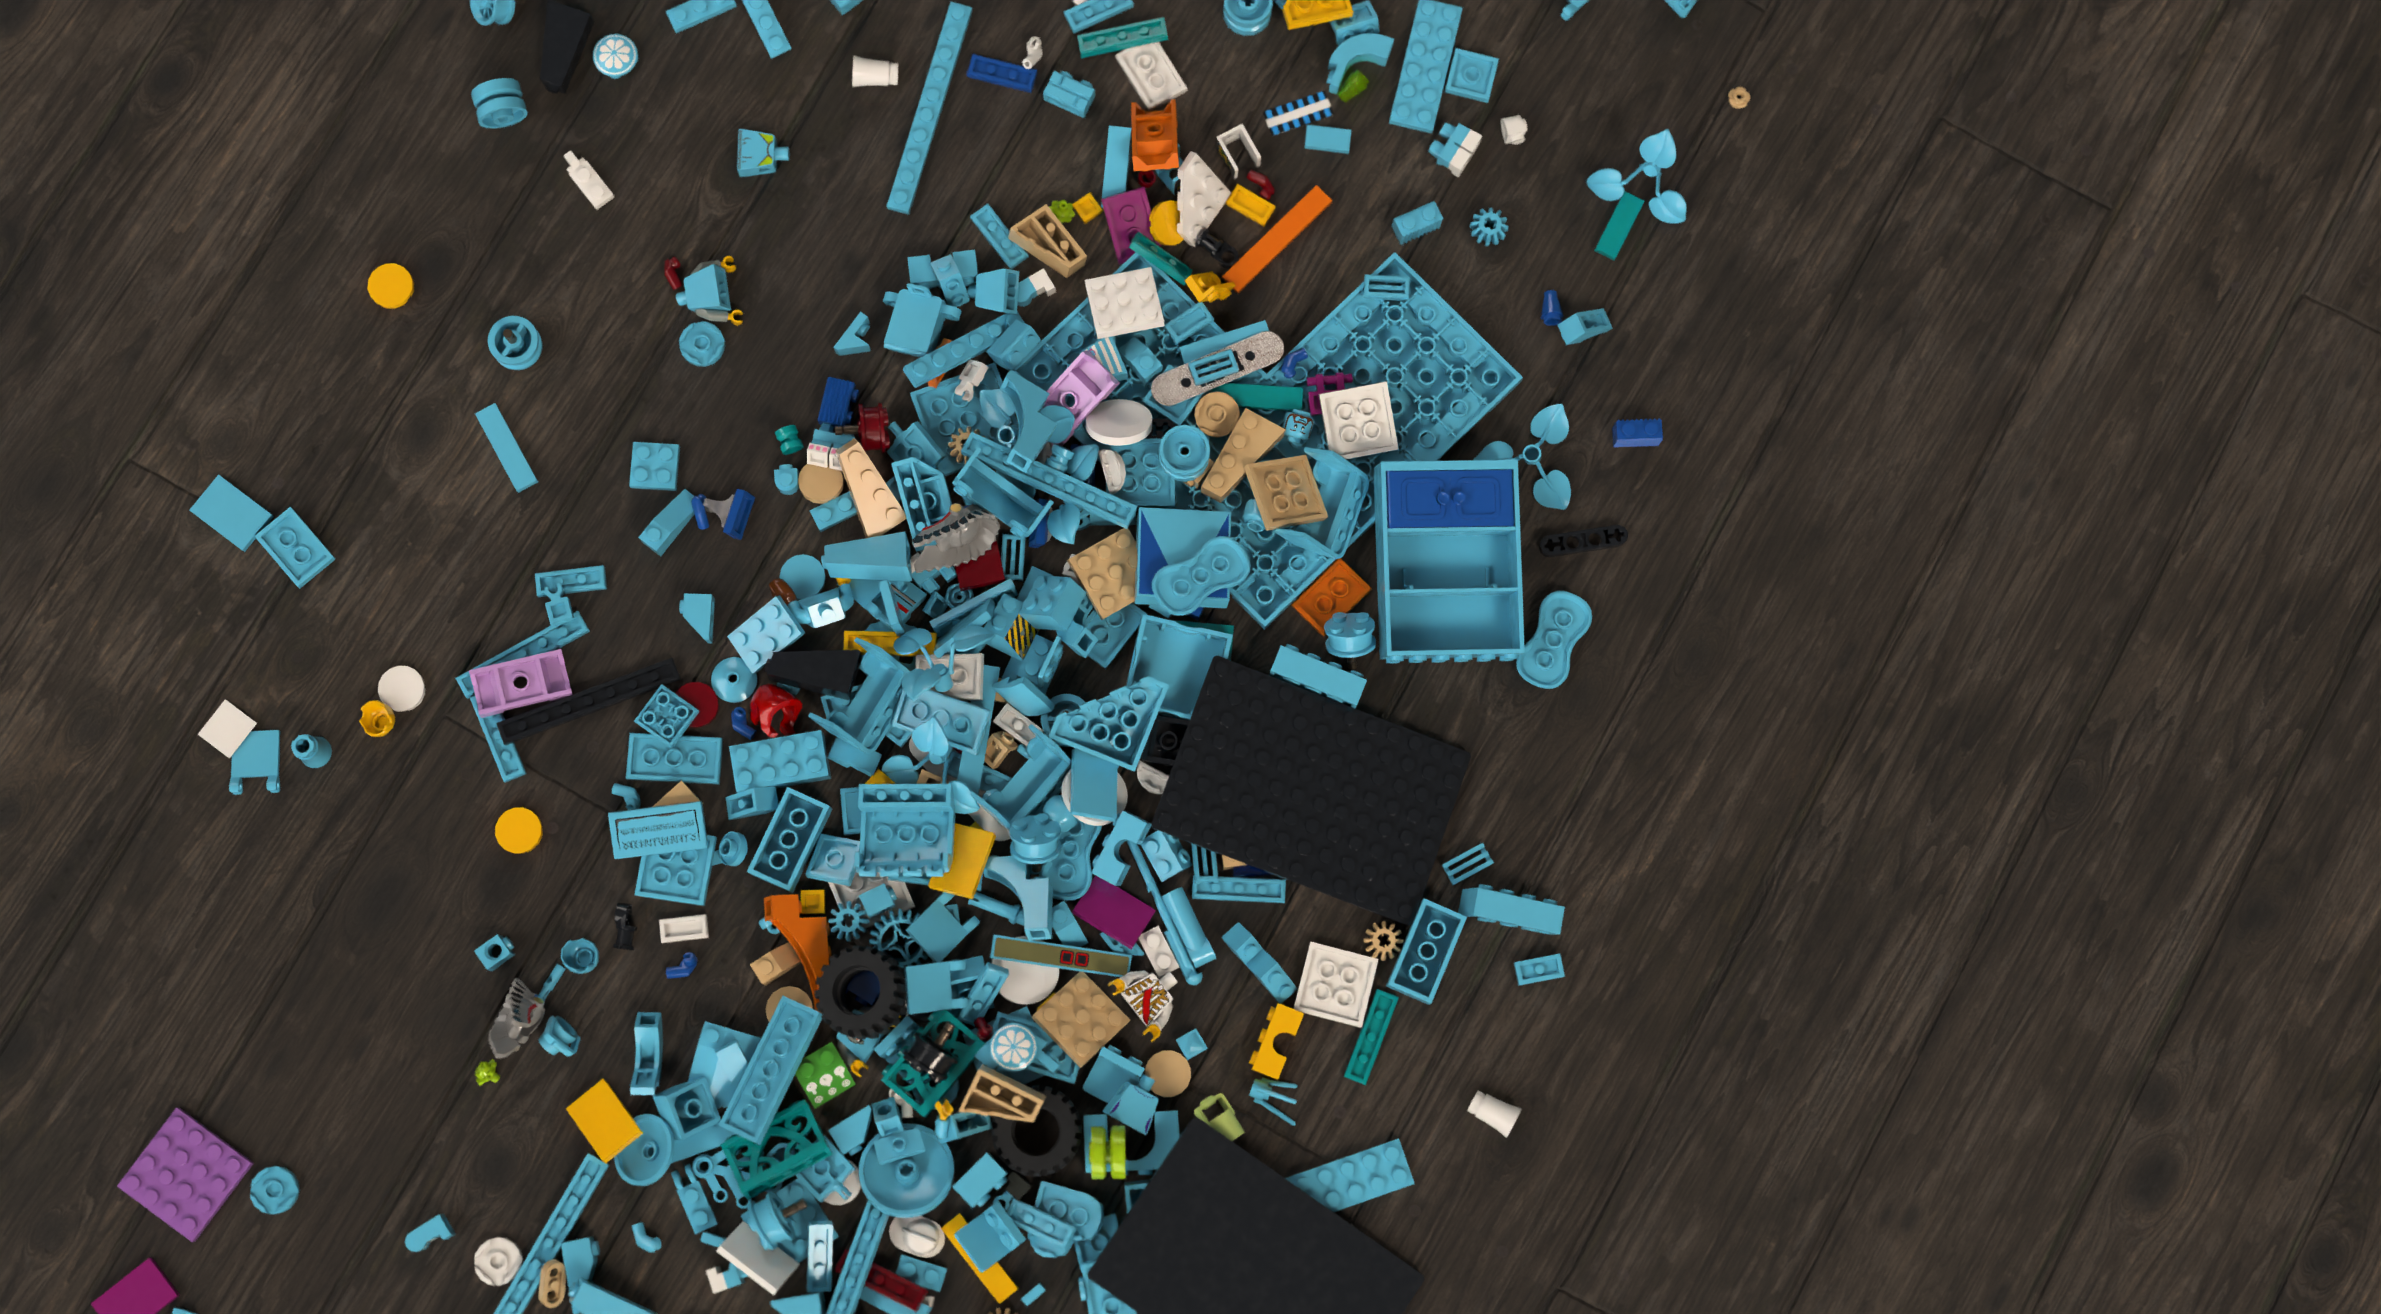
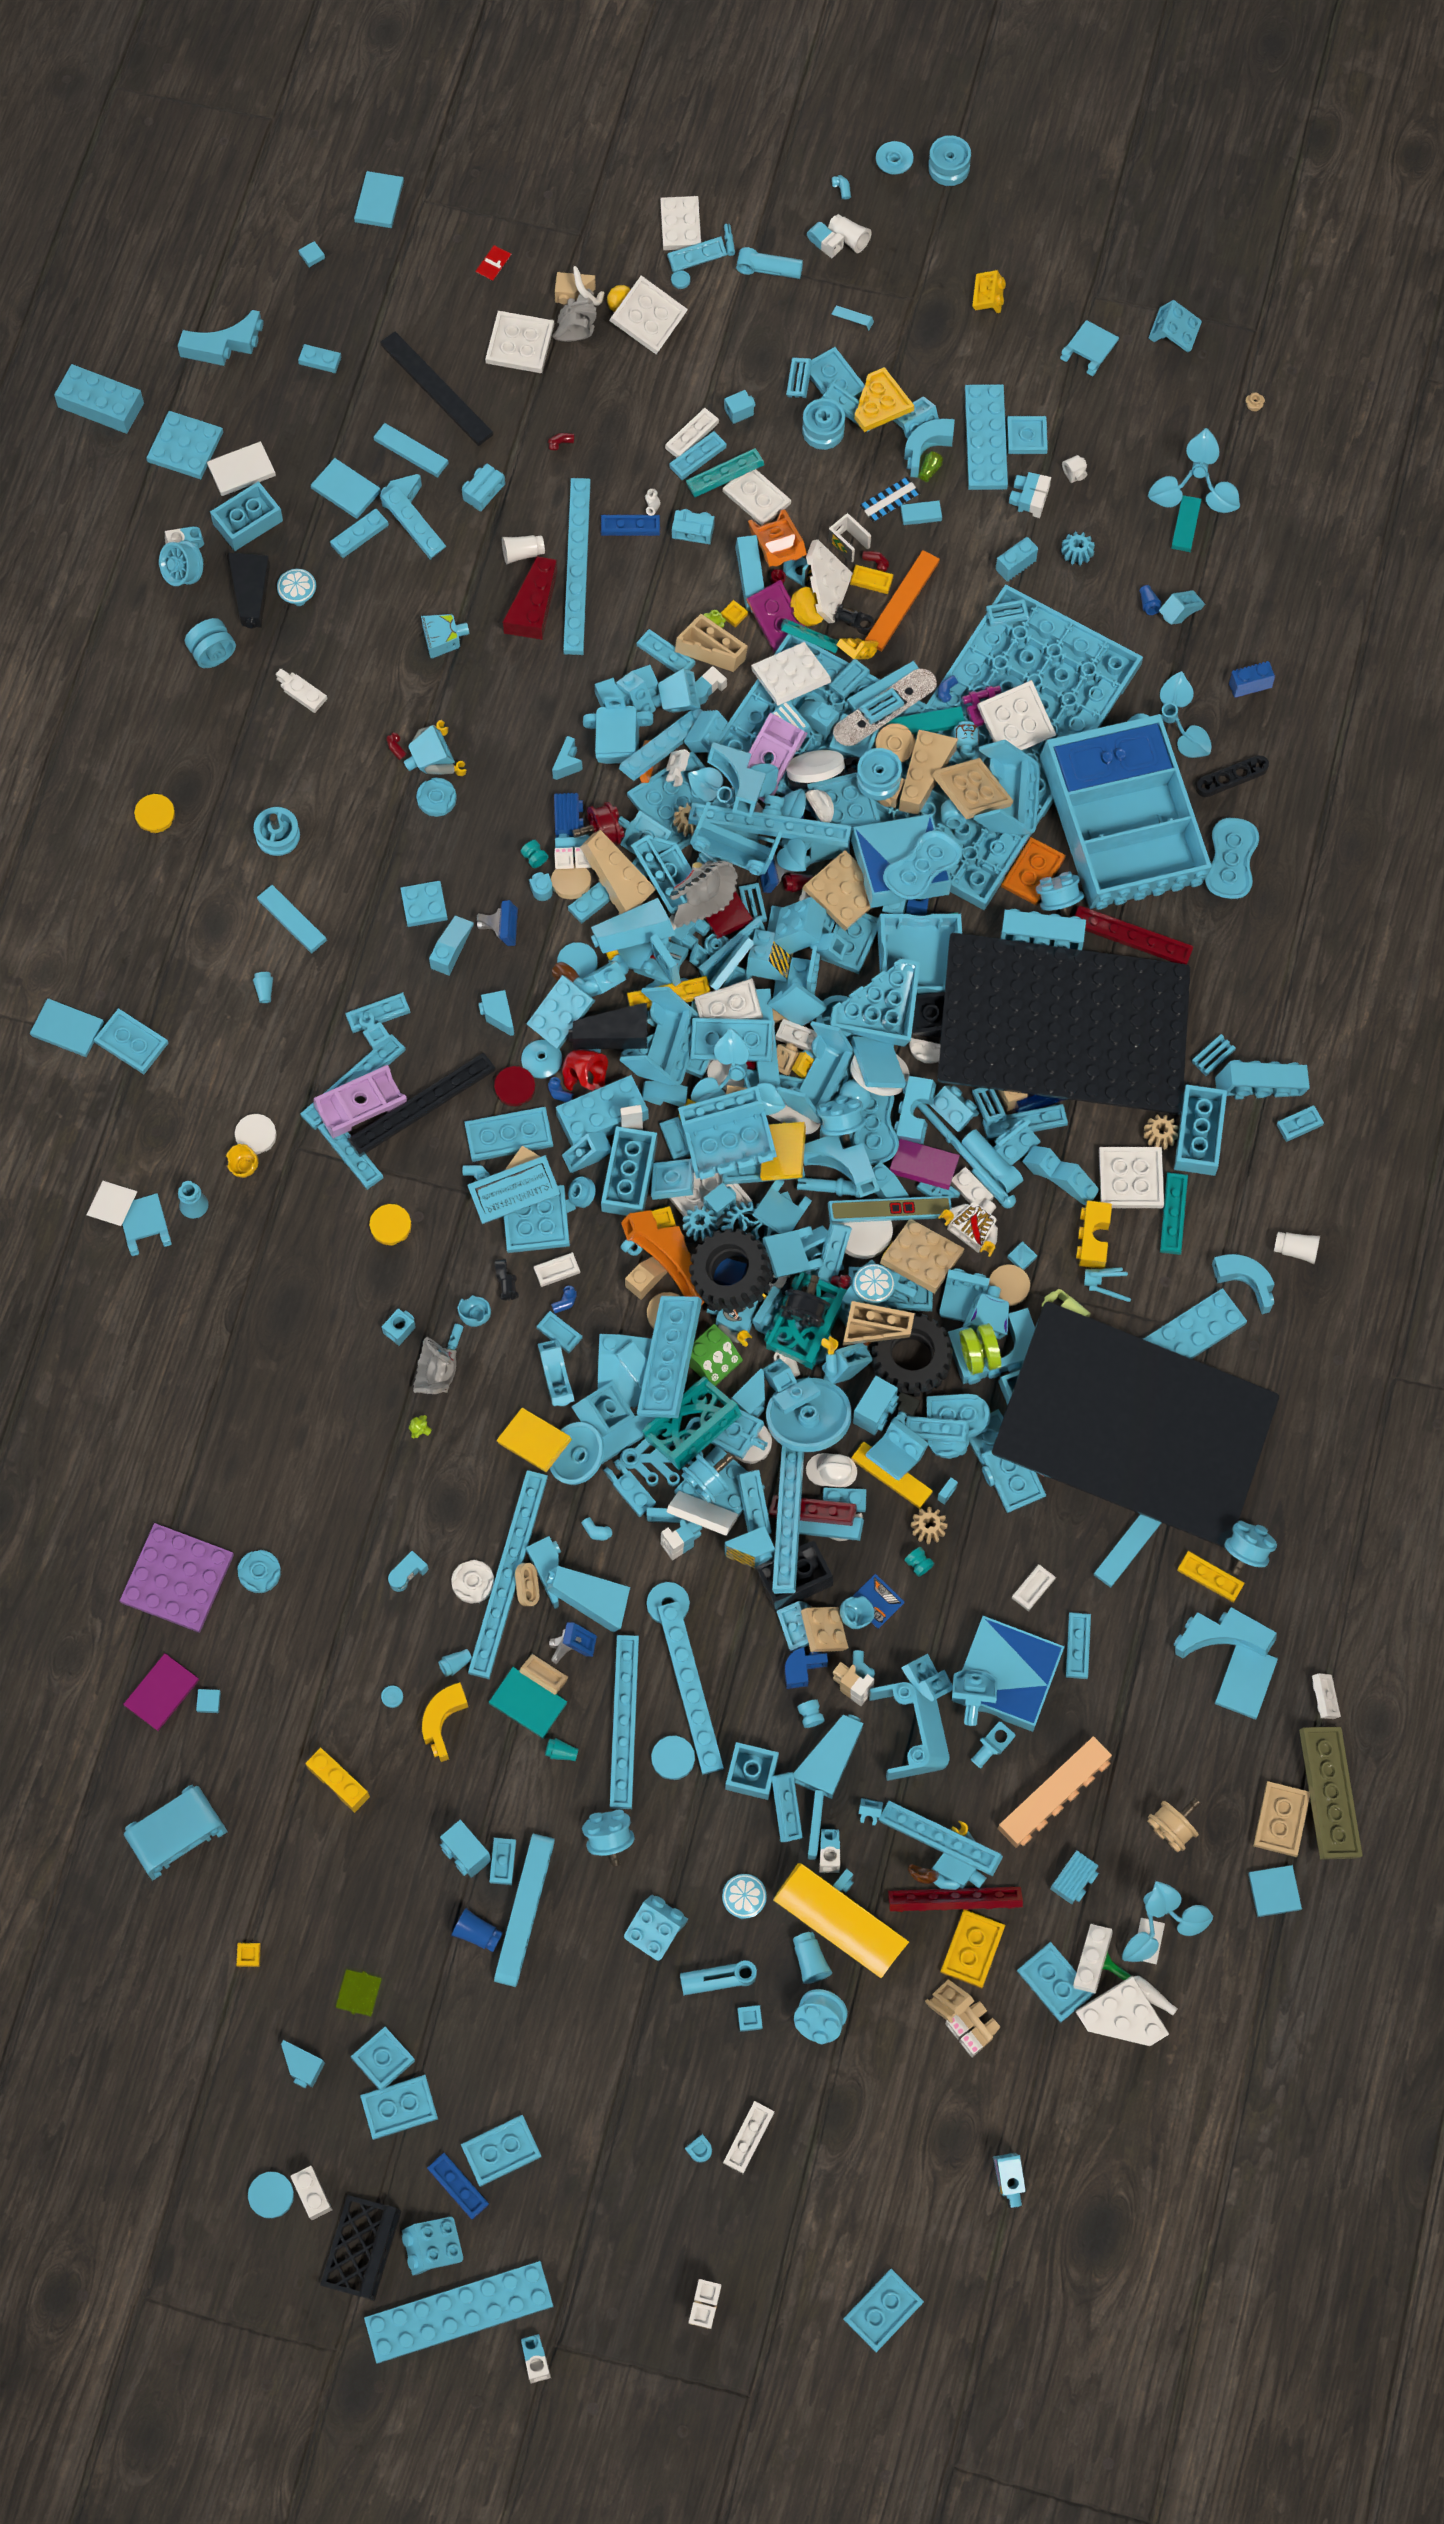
camera: 10 degrees left, 10 degrees down
(454, 520) = (263, 985): none -> medium azure cone
(558, 1036) = (474, 1381): medium azure piece -> none
(666, 716) = (493, 1099): medium azure tile -> none
(667, 1001) = (556, 1329): none -> medium azure tile
(699, 511) = (474, 927): blue arm -> none
(805, 785) = (632, 1117): none -> white tile
(869, 138) = (531, 606): none -> dark red wedge
(920, 680) = (720, 1000): medium azure plant -> none
(1013, 762) = (802, 1064): none -> yellow plate
(1067, 549) = (795, 882): none -> dark red cone
(1220, 914) = (1017, 1143): none -> medium azure bracket
(1418, 703) = (1135, 936): none -> dark red plate
(1434, 1128) = (1248, 1271): none -> medium azure arch

